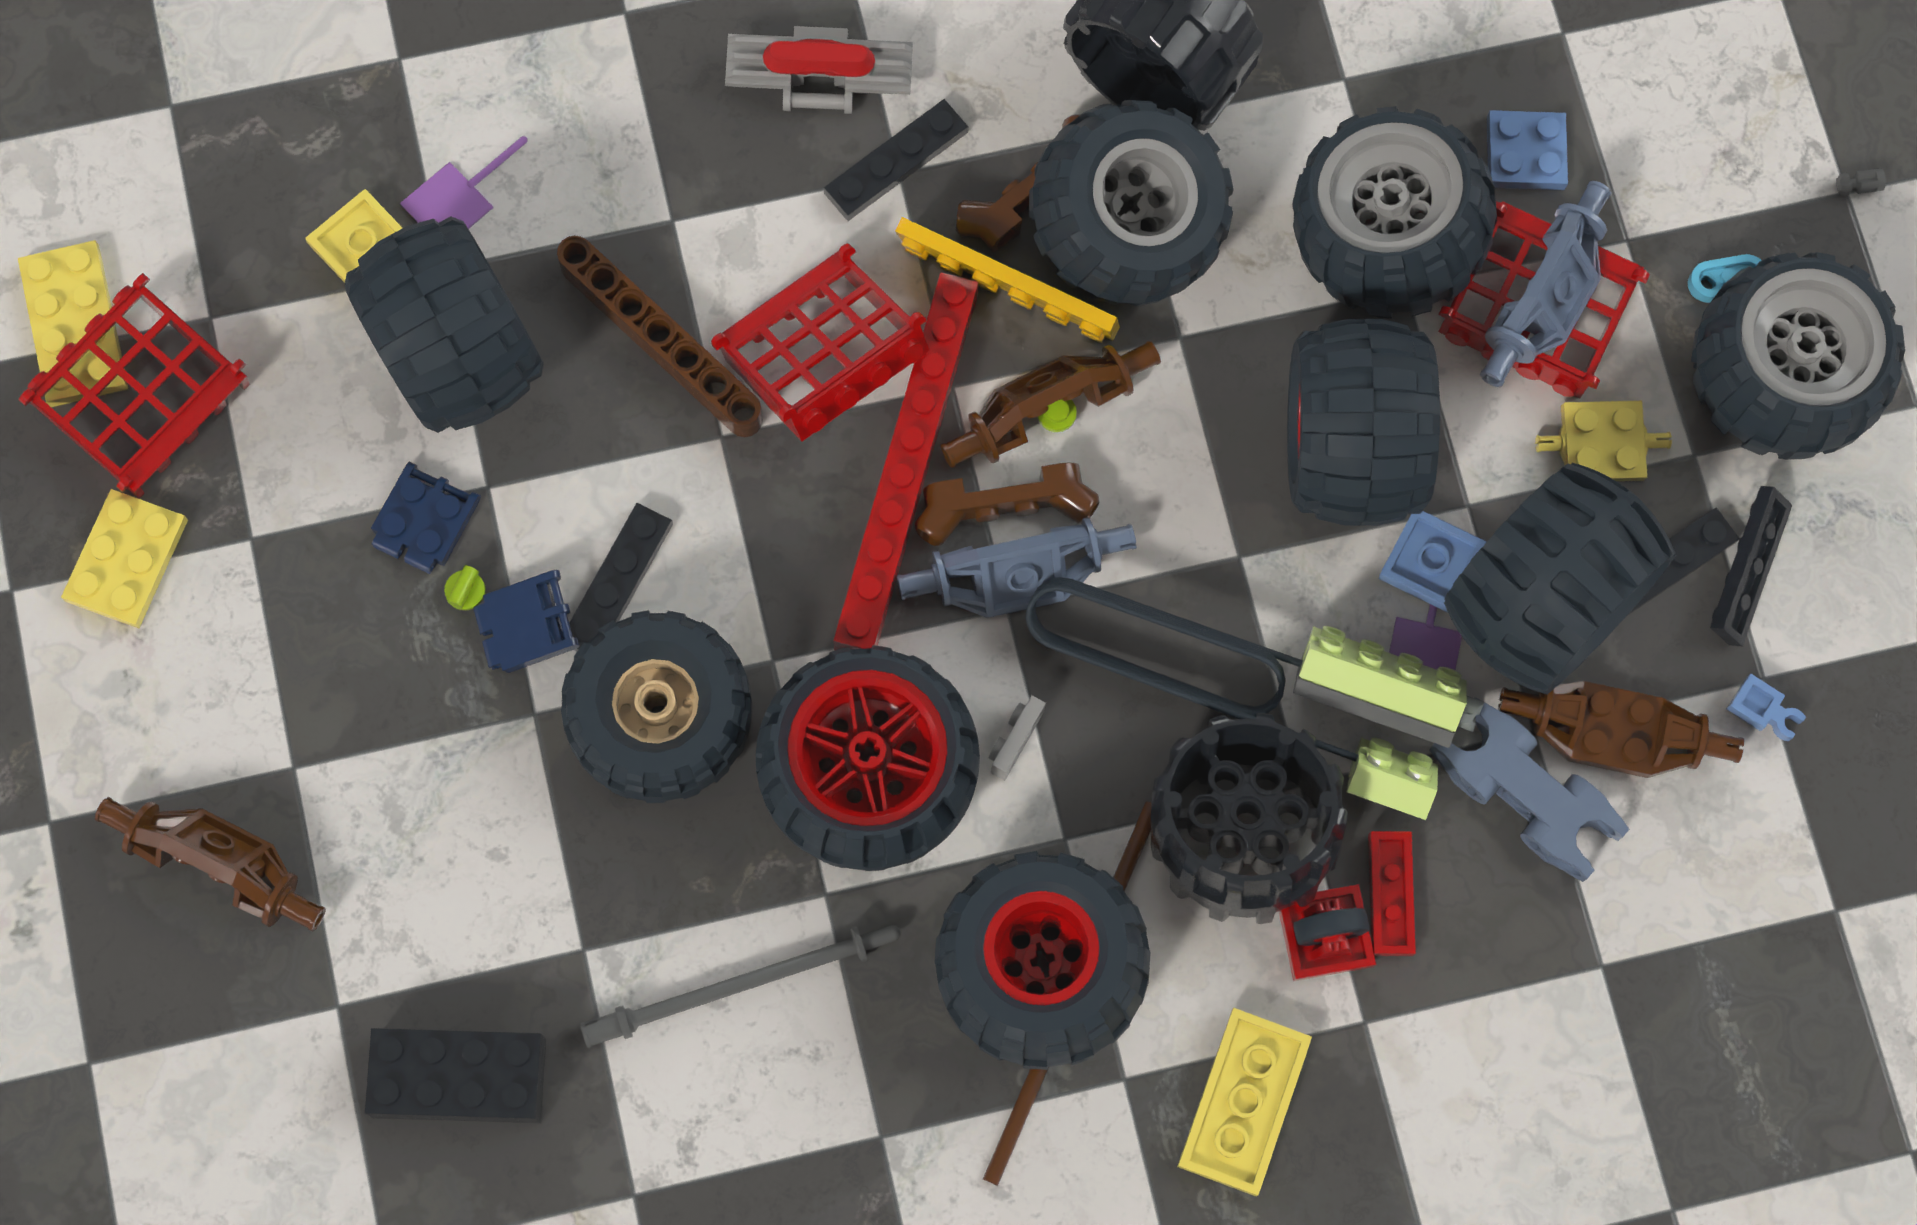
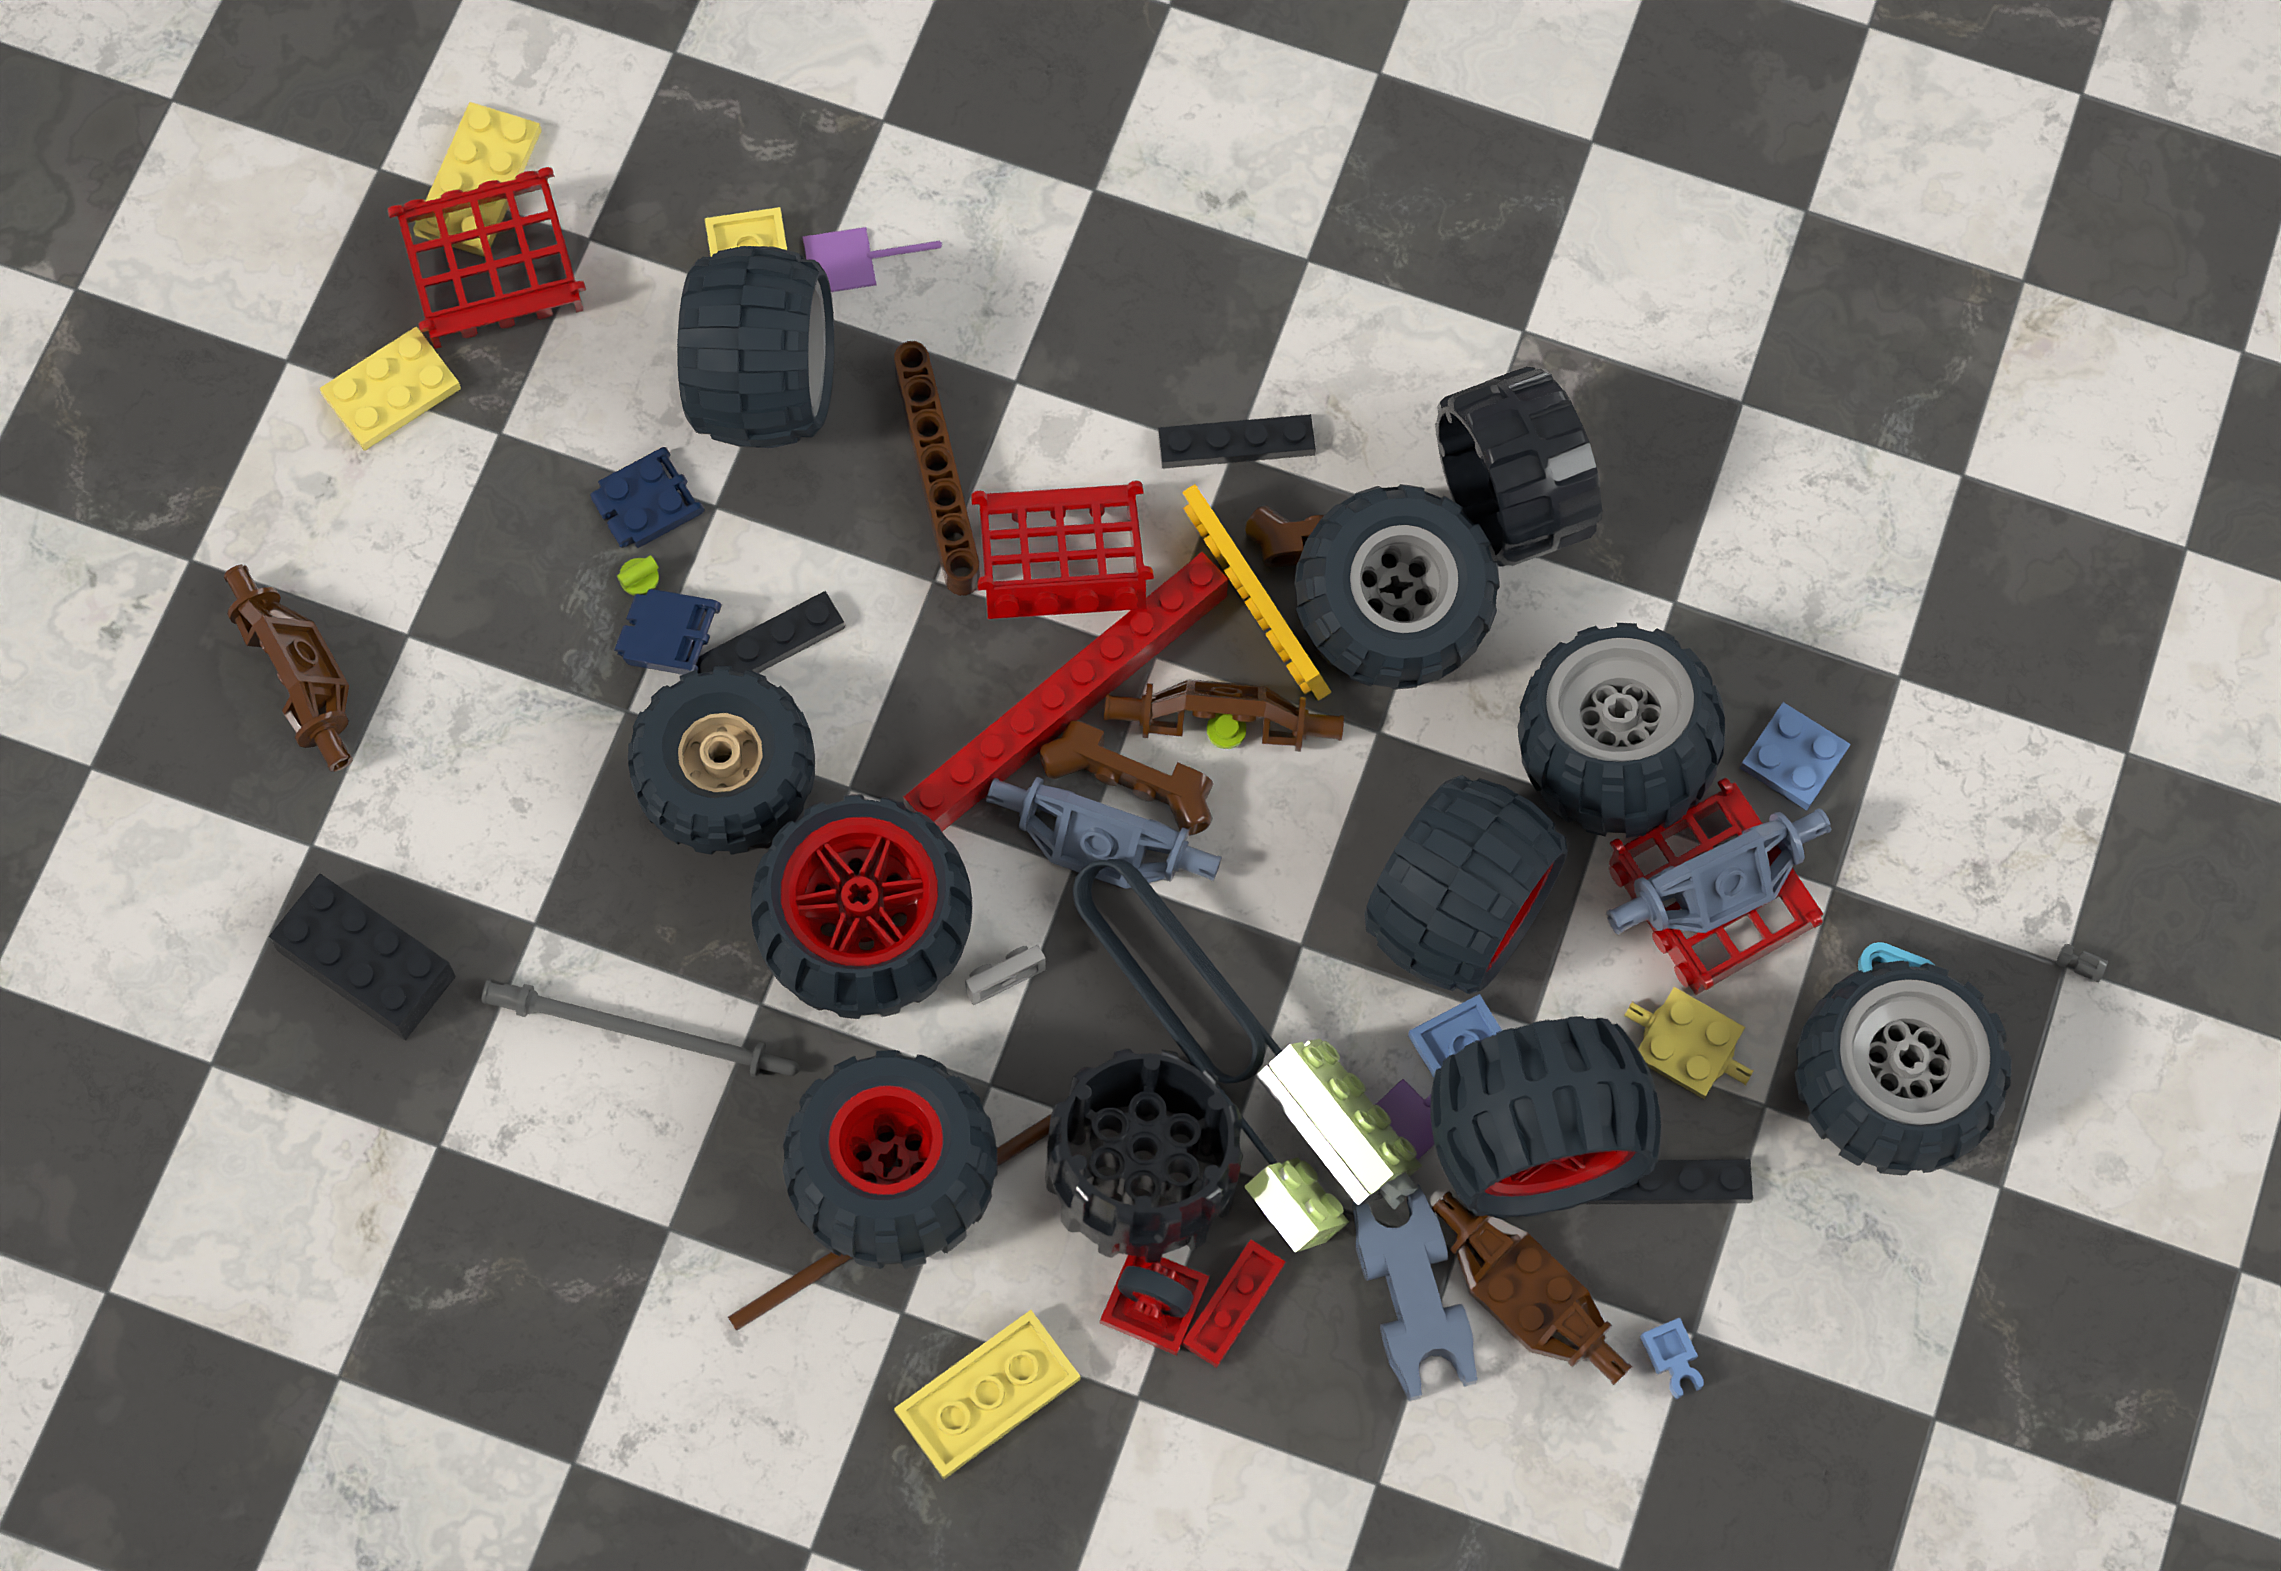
camera: 35 degrees right, 5 degrees down
(819, 52) = (1229, 314): light grey piece -> none
(1751, 566) = (1745, 1228): black plate -> none

